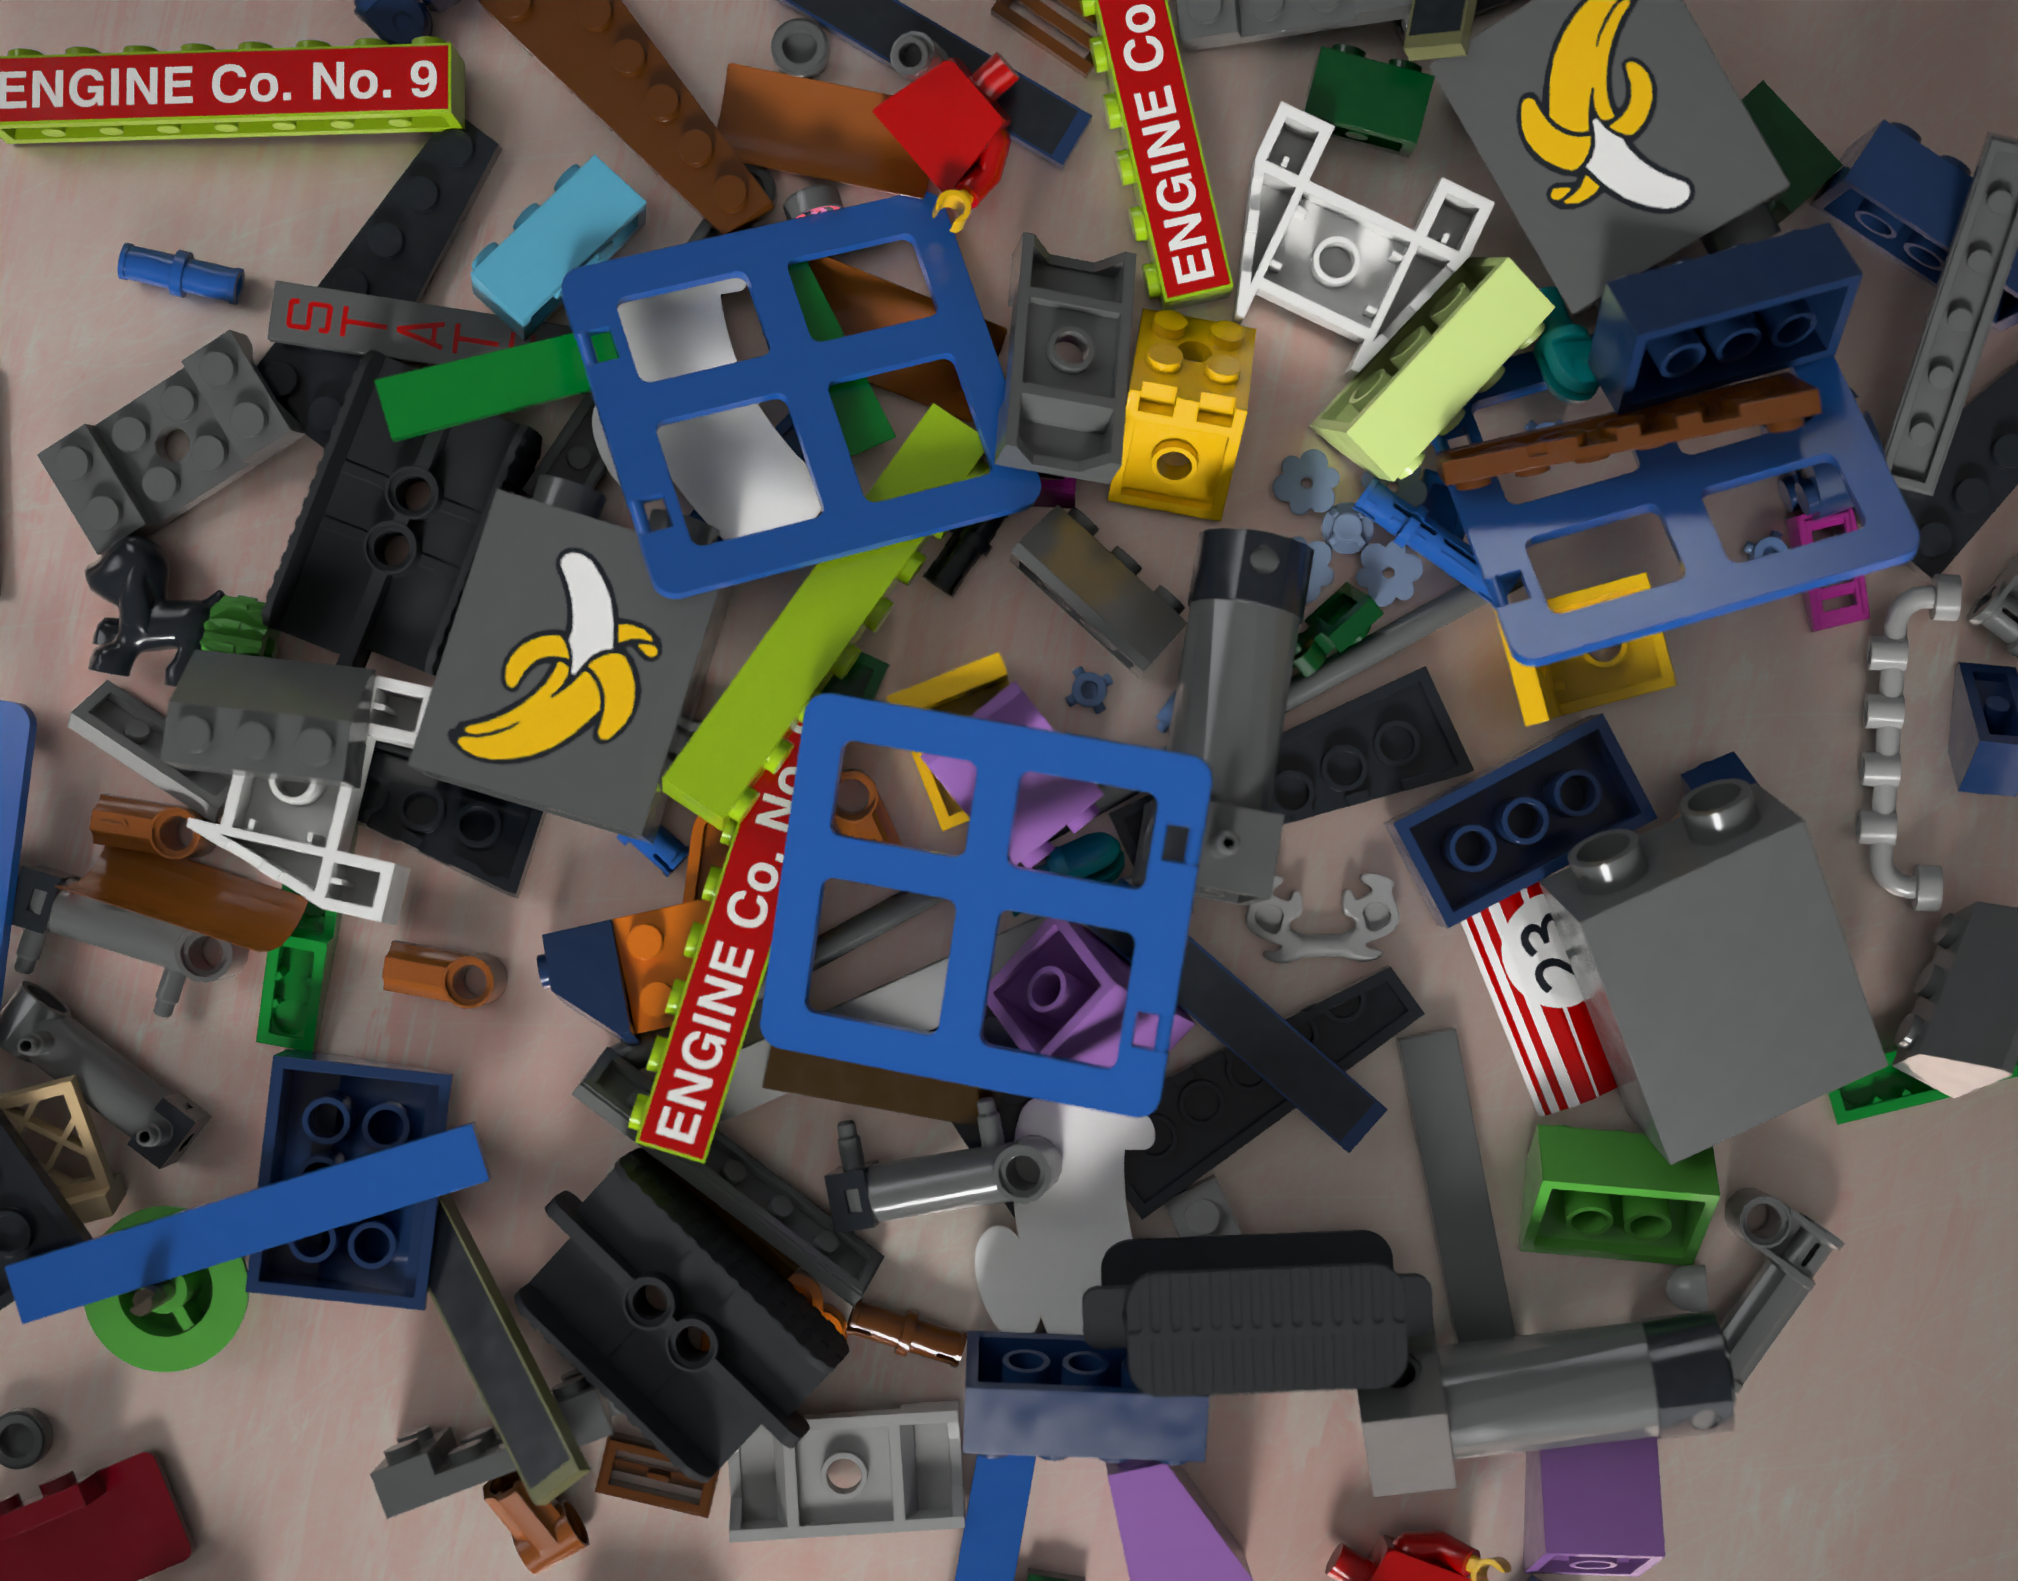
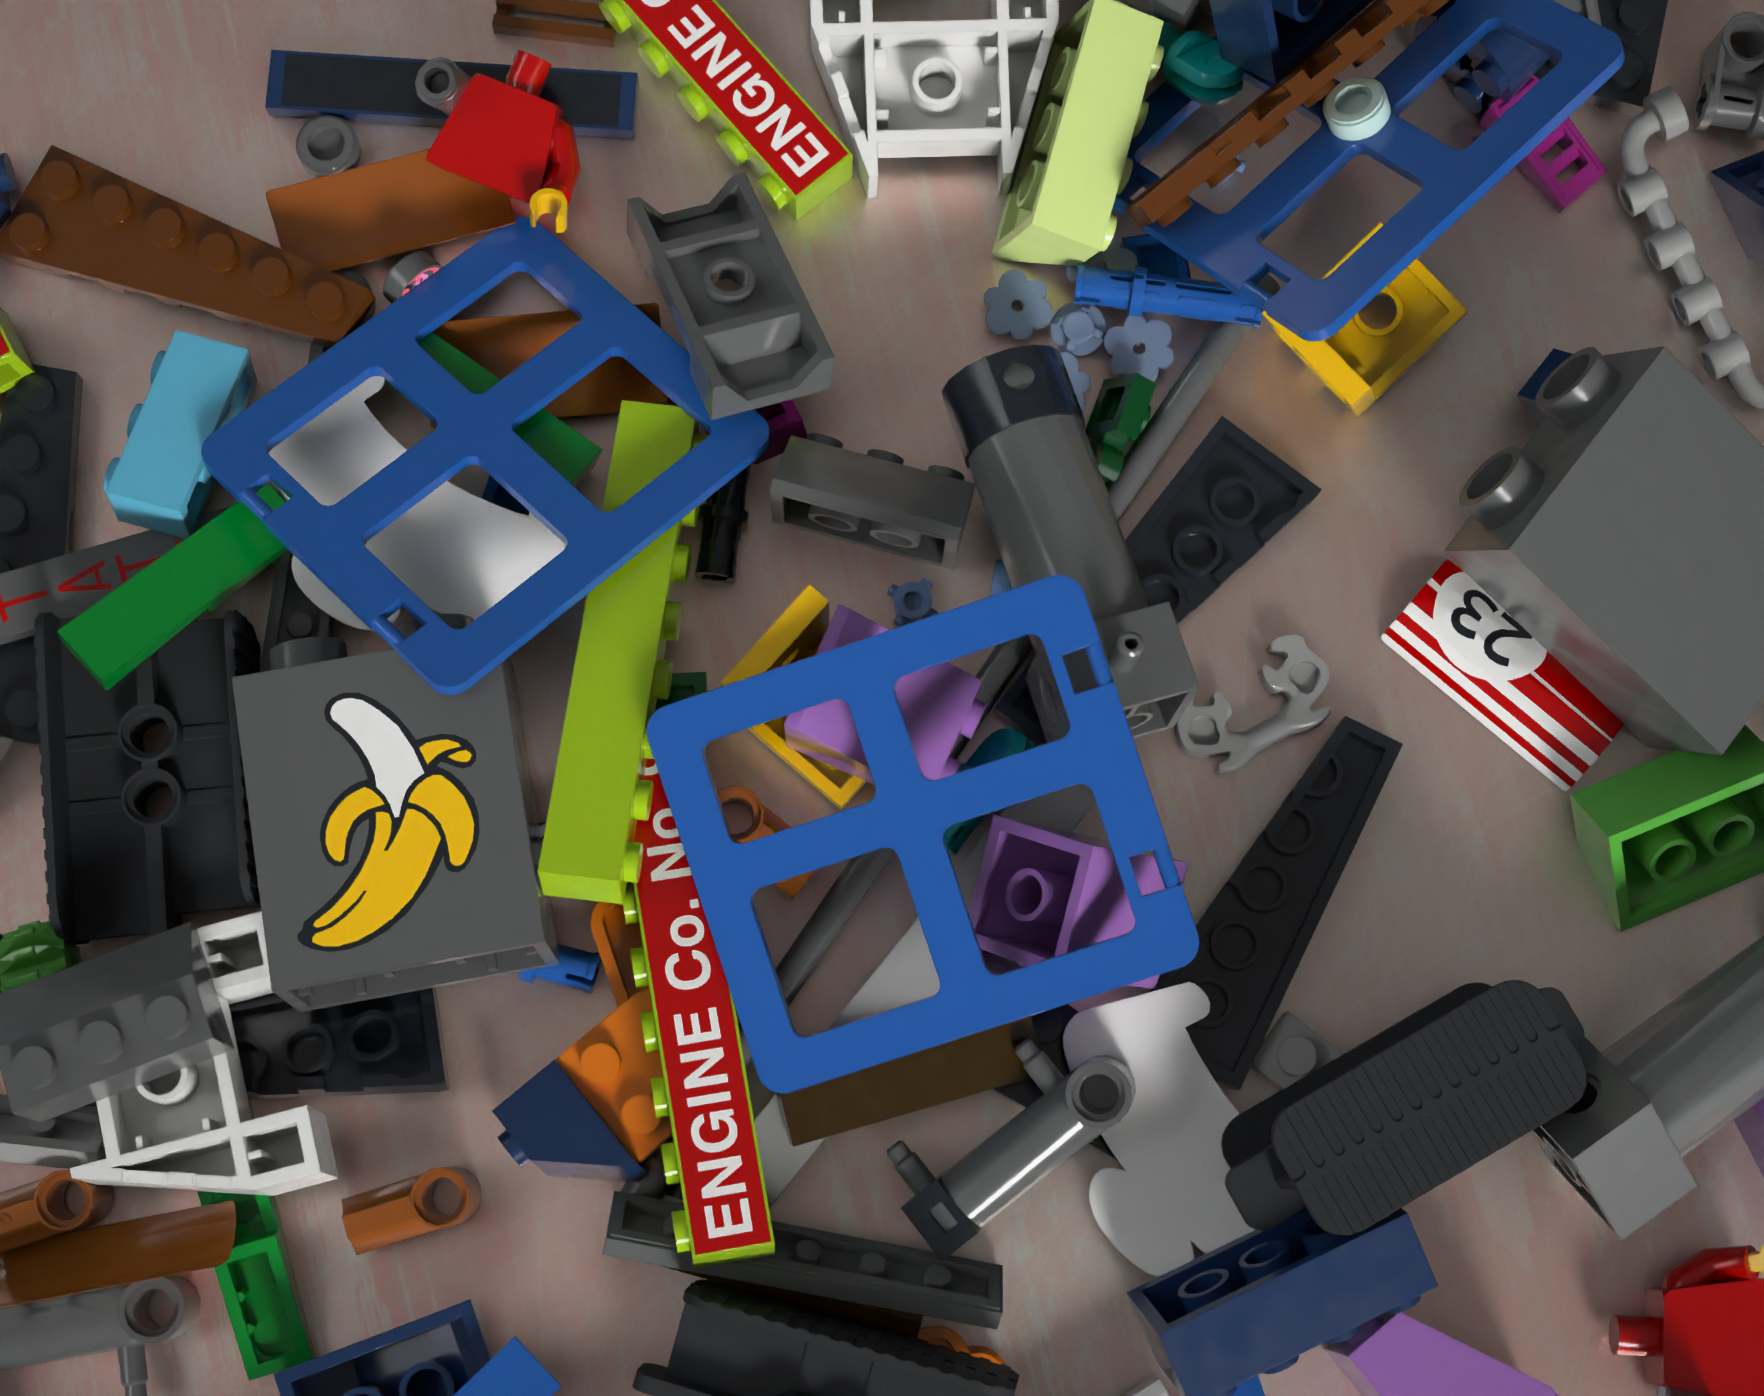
camera: 30 degrees left, 10 degrees down
(906, 1332) = (1065, 1331): reddish brown pin -> none
(1184, 410) = (864, 274): yellow bracket -> none
(1267, 1043) = (1256, 845): black tile -> none
(1455, 1186) = (1523, 898): dark grey tile -> none
(1518, 819) = (1388, 514): dark blue brick -> none
(1672, 473) = (1356, 108): none -> light aqua tile

